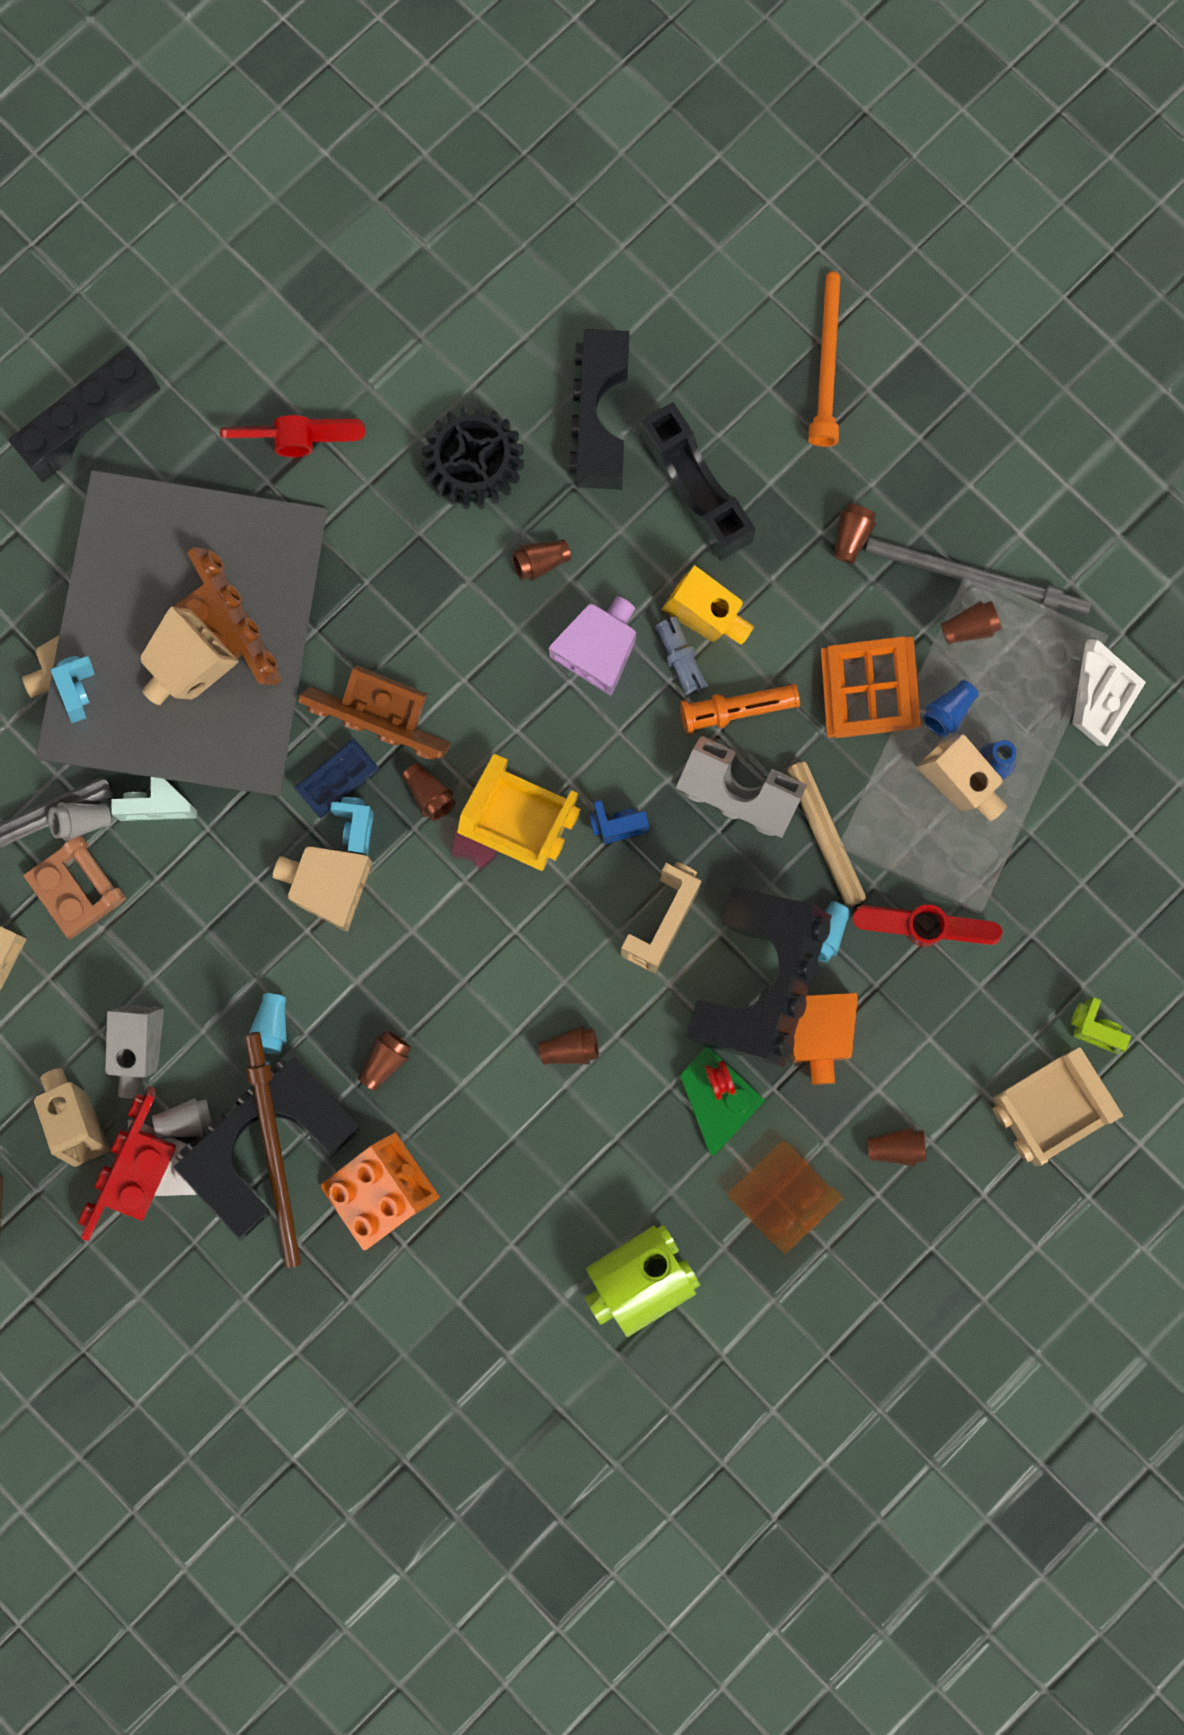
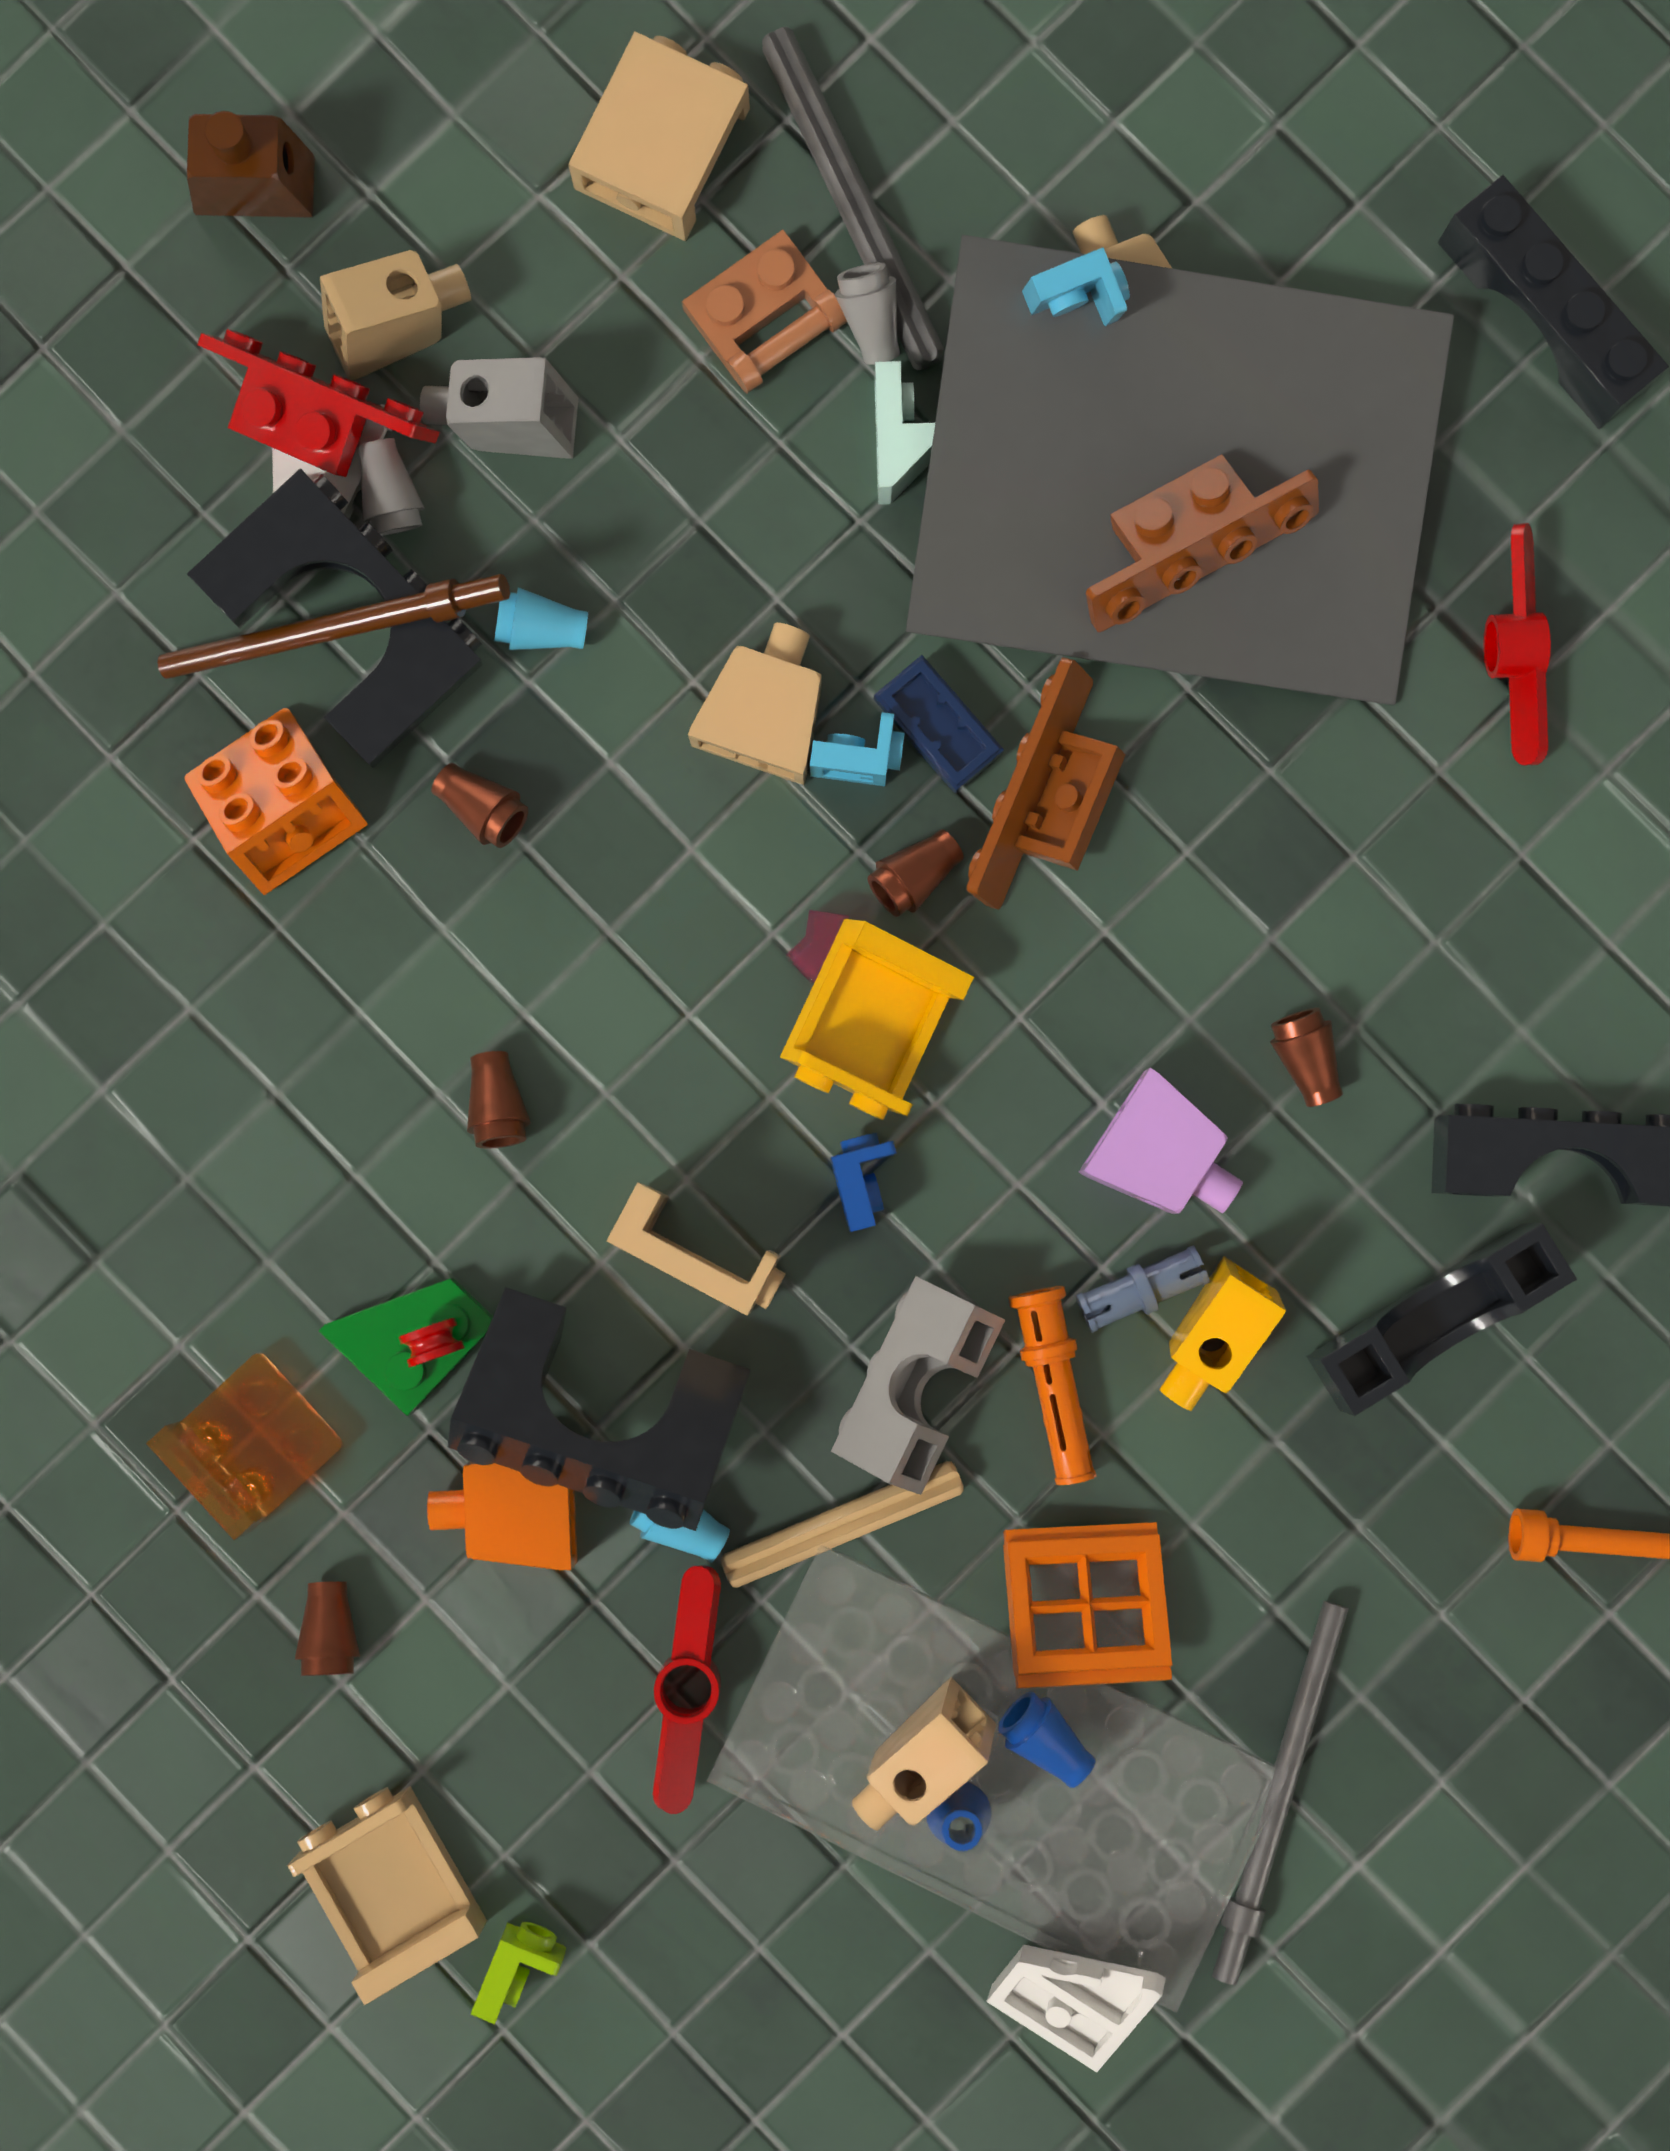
camera: 90 degrees right, 5 degrees up
(183, 657) = (1129, 466): tan torso -> none
(487, 449) = (1494, 968): black gear -> none
(629, 1291) = (102, 1189): lime cylinder -> none
(853, 531) = (1356, 1581): copper cone -> none
(972, 624) = (1192, 1782): copper cone -> none

